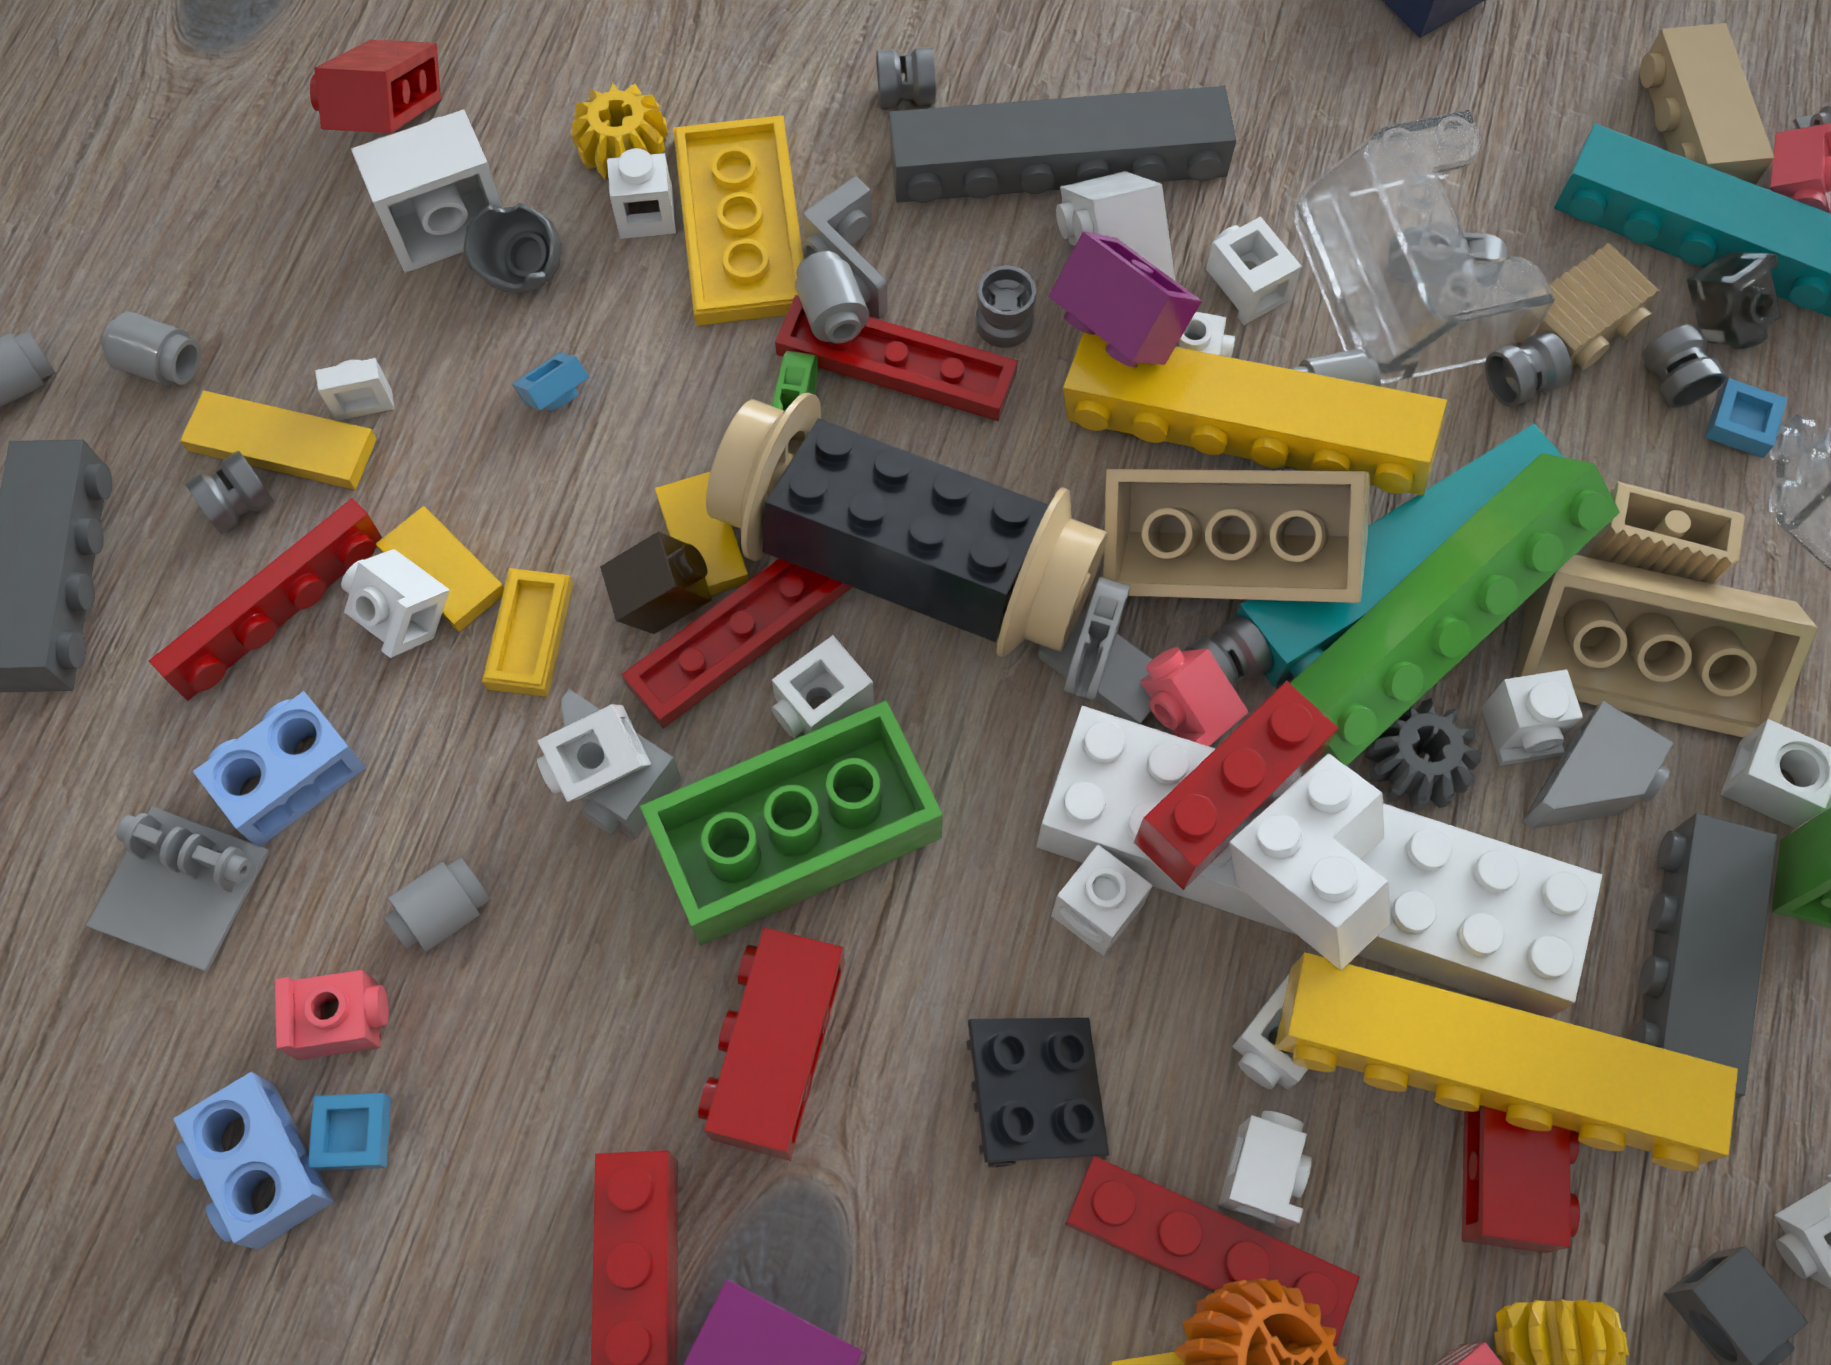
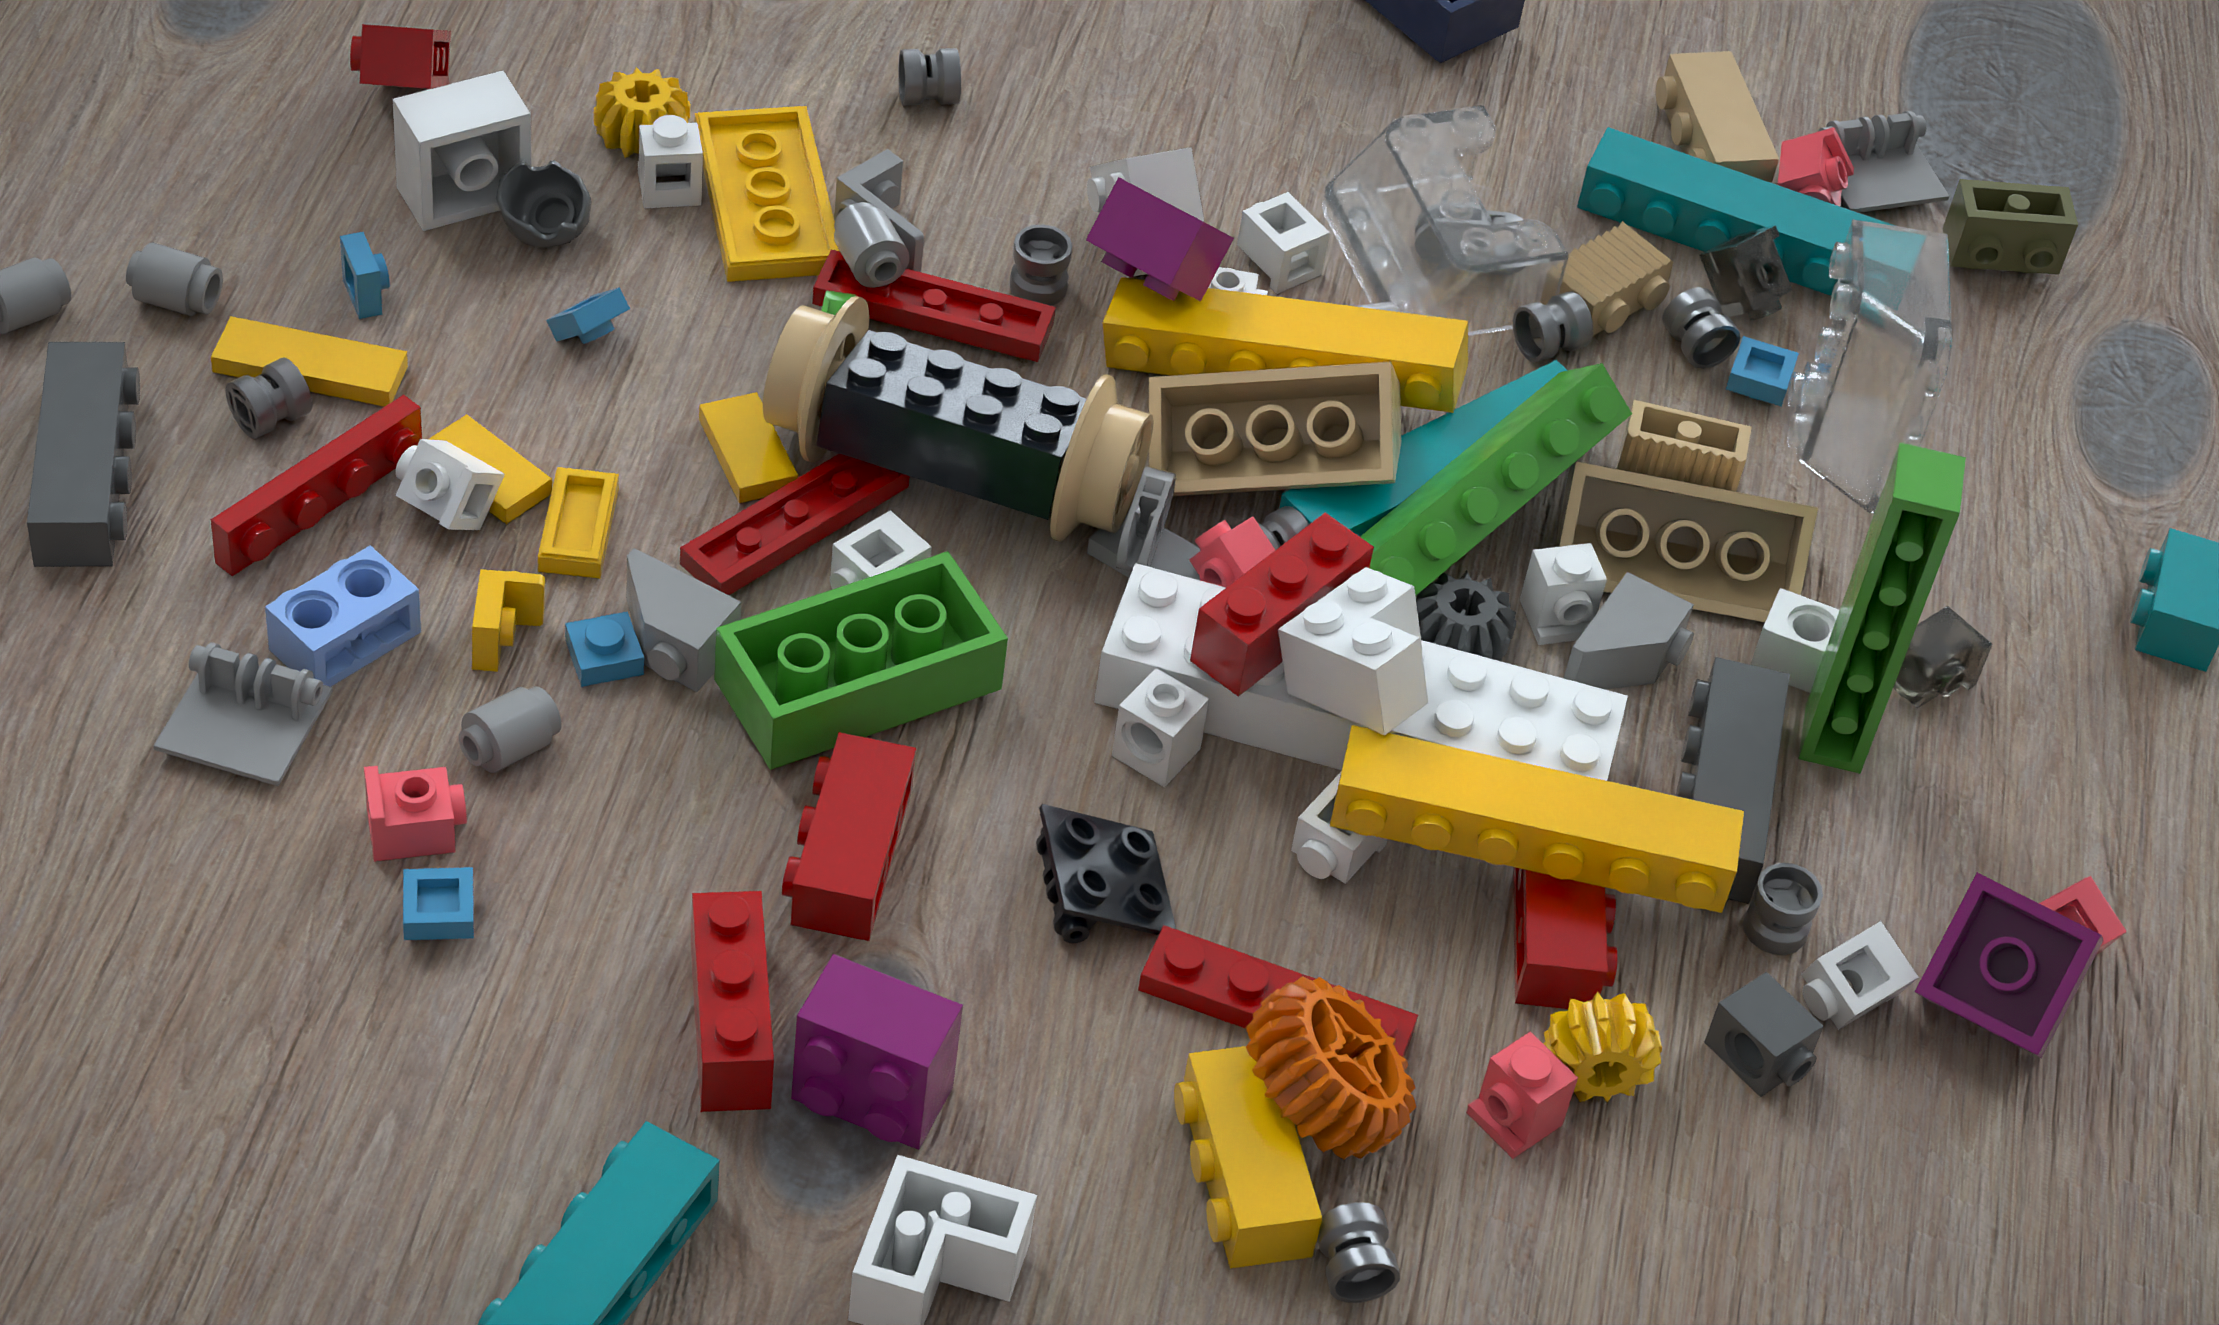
camera: 10 degrees left, 20 degrees down
(266, 1150) = (346, 922): light blue brick -> none
(333, 335) = (363, 274): none -> dark azure plate
(355, 389) = (390, 316): white plate -> none
(427, 767) = (500, 605): none -> yellow bracket
(532, 800) = (604, 649): none -> dark azure plate
(563, 761) = (672, 563): white brick -> none
(656, 583) = (712, 472): dark brown brick -> none
(1060, 143) = (1070, 132): dark grey brick -> none
(1267, 1170) = (1328, 932): white brick -> none
(1775, 1132) = (1782, 908): none -> flat silver wheel

